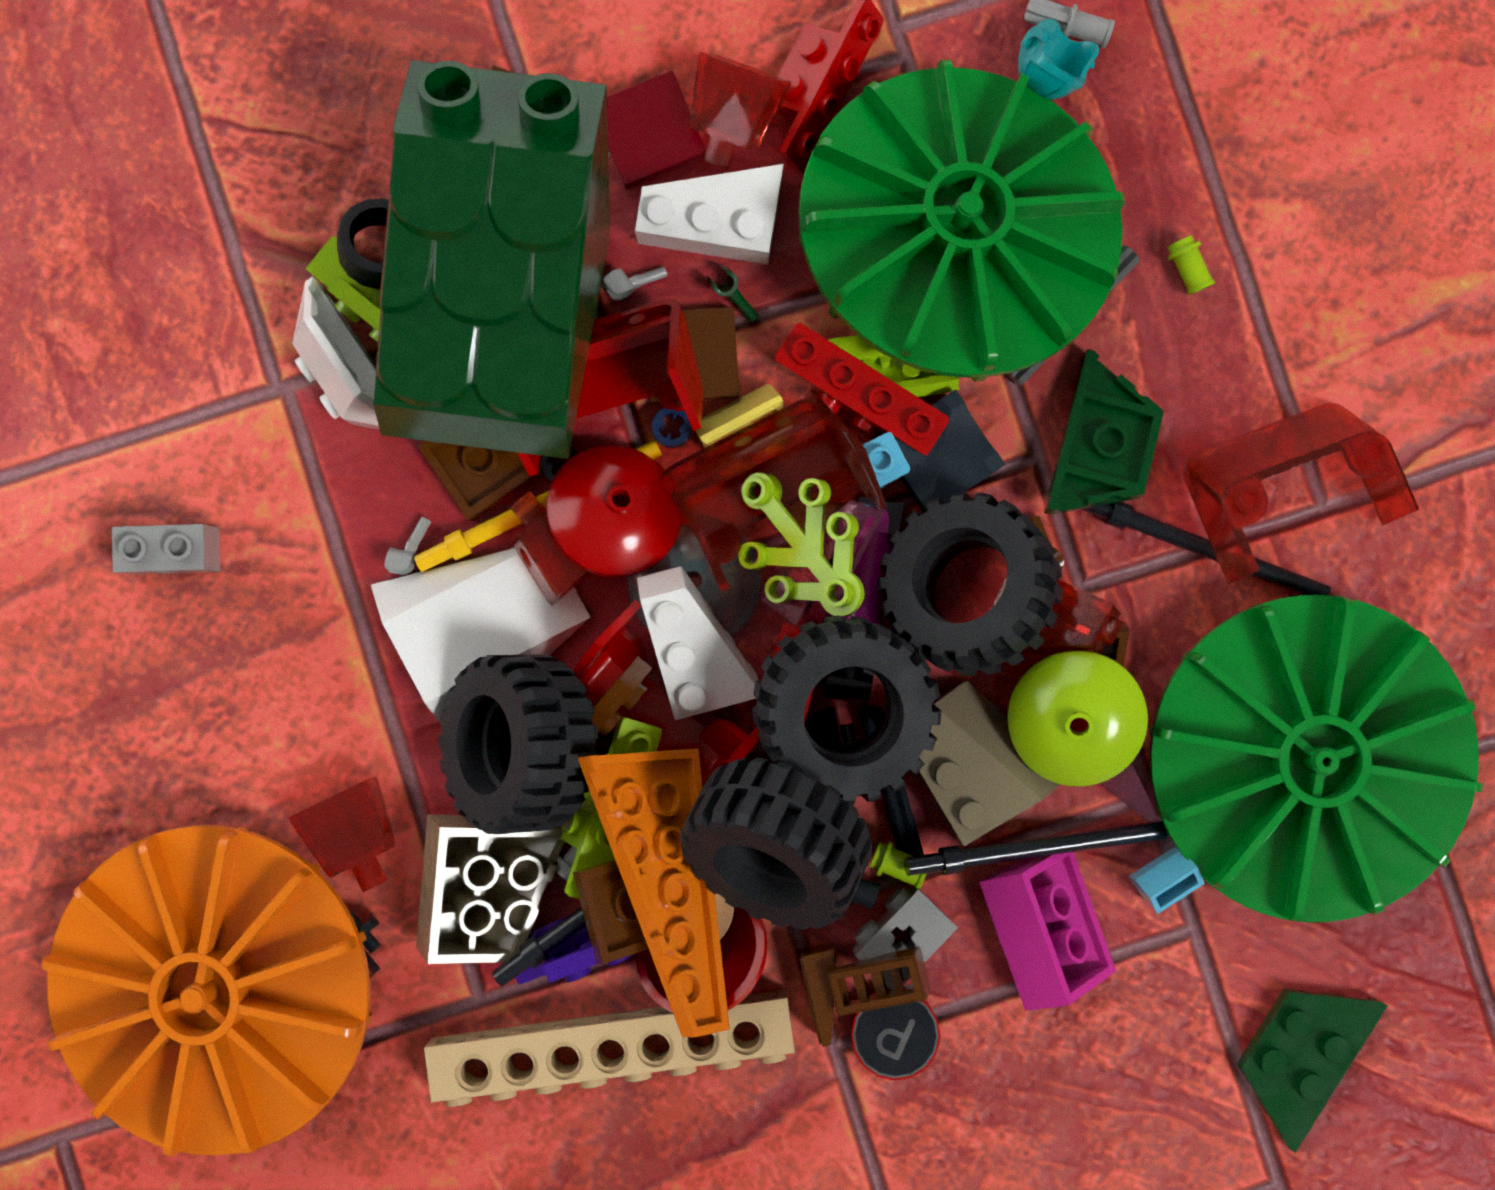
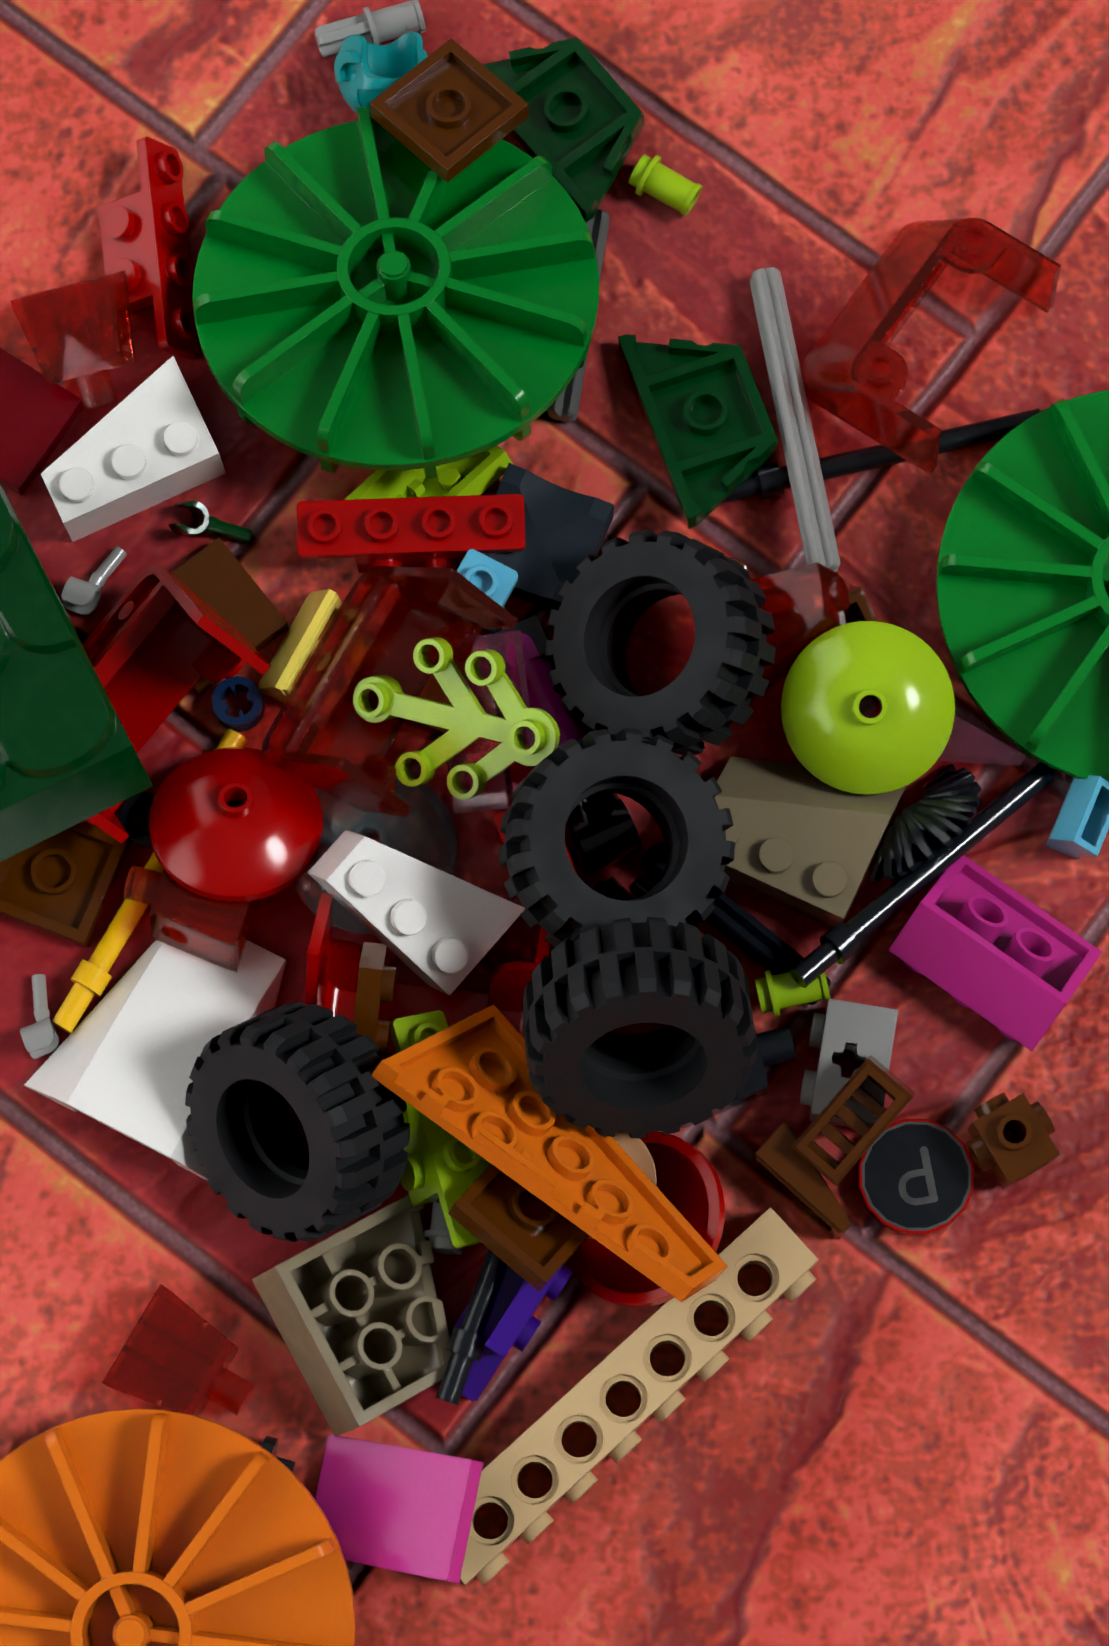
camera: 30 degrees left, 10 degrees down
(421, 1026) = (399, 1506): none -> dark pink tile
(977, 1072) = (1011, 1160): none -> reddish brown brick
(1064, 819) = (928, 824): none -> black hair
(1082, 118) = (449, 110): none -> reddish brown tile
(1157, 168) = (575, 117): none -> dark green wing
(1164, 487) = (794, 418): none -> light grey axle

